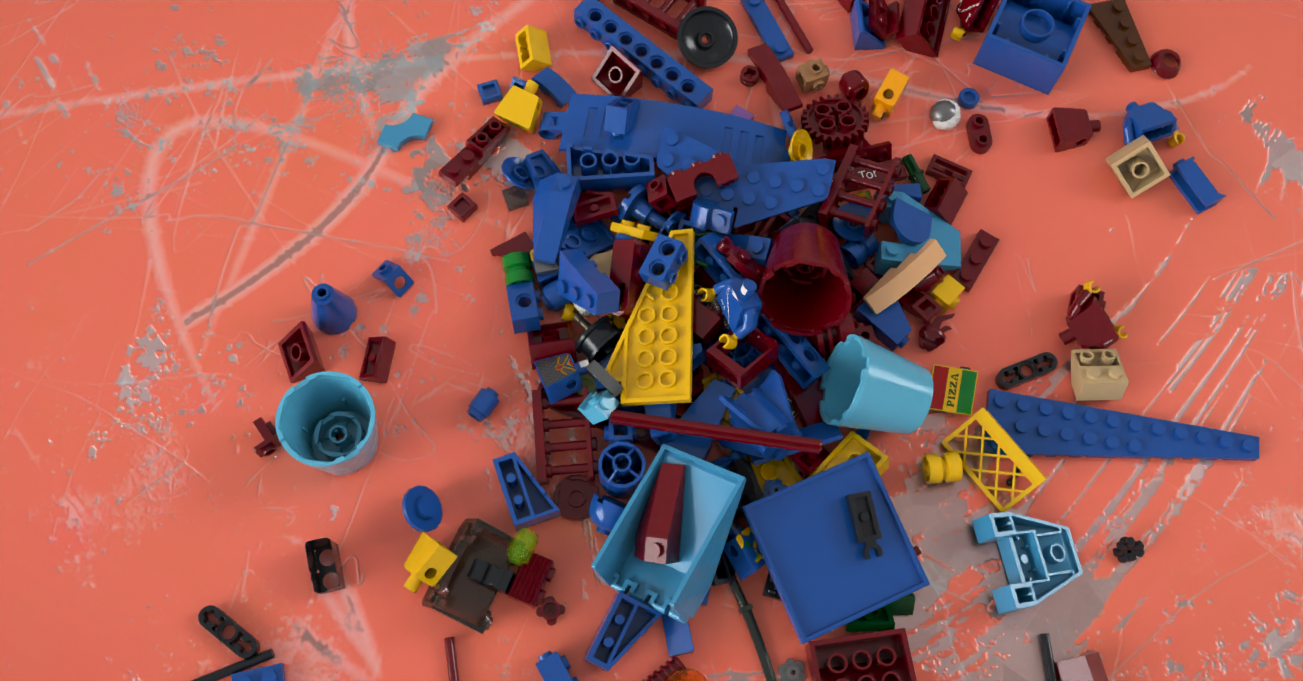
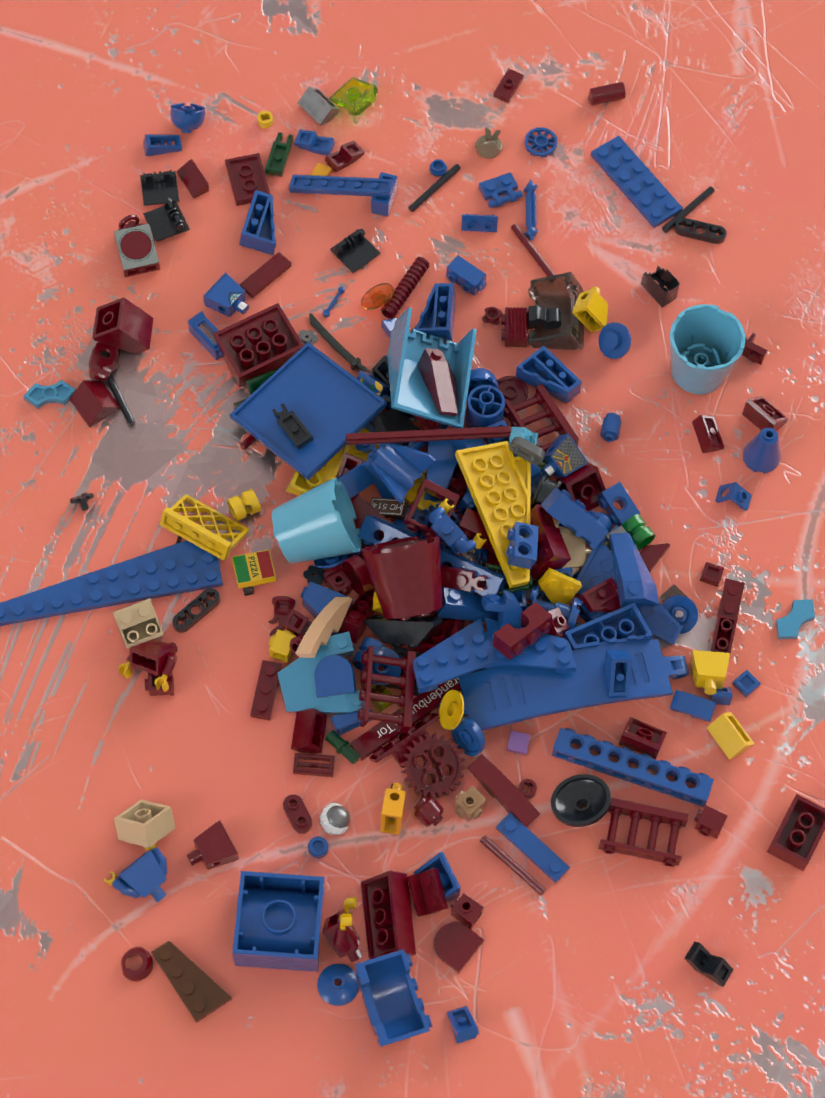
camera: 160 degrees right, 5 degrees down
(522, 546) = (530, 334): clear neon green brick -> none
(1035, 556) = (152, 471): dark azure wedge -> none
(1194, 185) = (85, 833): blue window -> none

